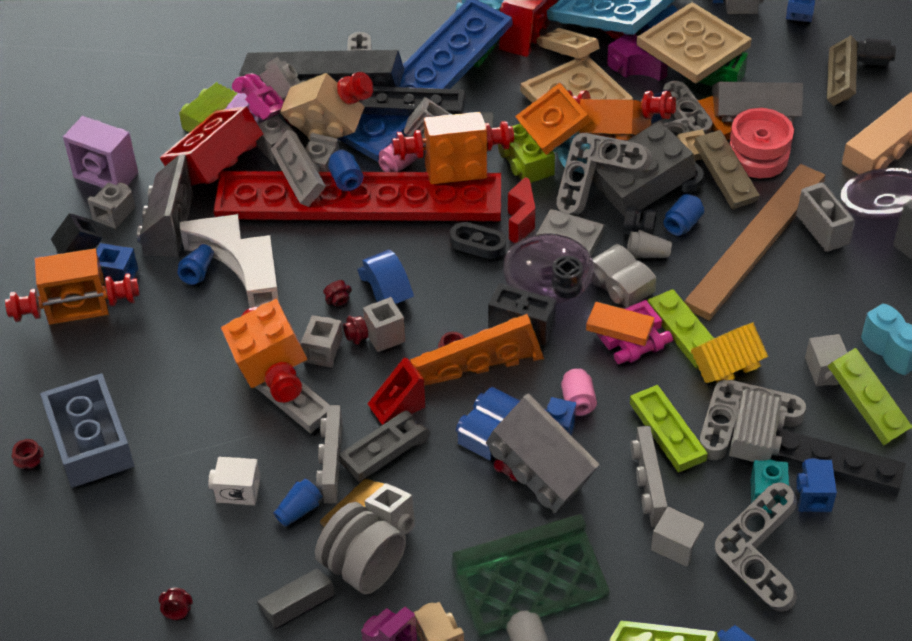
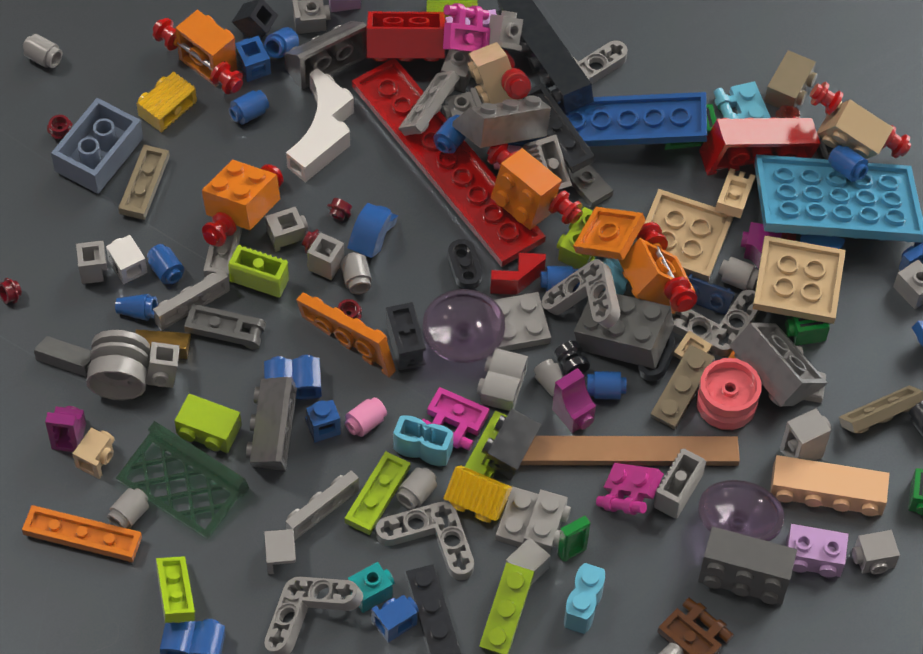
camera: 50 degrees right, 10 degrees up
(90, 350) = (166, 101): none -> yellow brick
(119, 225) = (281, 42): none -> blue brick
(161, 420) = (144, 182): none -> dark tan plate
(162, 297) = (248, 106): none -> blue brick
(195, 265) = (296, 105): blue cone -> none
(215, 507) = (91, 261): none -> light grey brick
(273, 452) = (165, 264): none -> blue brick
(353, 380) = (258, 271): none -> lime brick
(380, 120) = (505, 121): none -> flat silver slope
(399, 393) = (274, 307): red slope -> none
(420, 316) = (356, 273): none -> light grey brick
(487, 513) = (208, 423): none -> lime brick
(547, 188) = (554, 275): none -> blue brick
(567, 277) = (452, 341): black wheel -> none
(620, 323) = (446, 403): orange tile -> none
(644, 360) = (428, 441): none -> medium azure brick
(646, 79) = (739, 274): none -> light grey brick
(687, 395) = (416, 488): none -> light grey brick
(689, 240) = (573, 402): none -> magenta arch
(701, 299) = (510, 443): none -> black hinge
(757, 426) = (411, 547): light grey brick -> none
(786, 332) = (533, 517): none -> light grey plate
(800, 244) = (631, 481): none -> dark pink plate
(834, 306) = (573, 538): none -> green tile
(843, 117) = (806, 436): none -> light grey brick

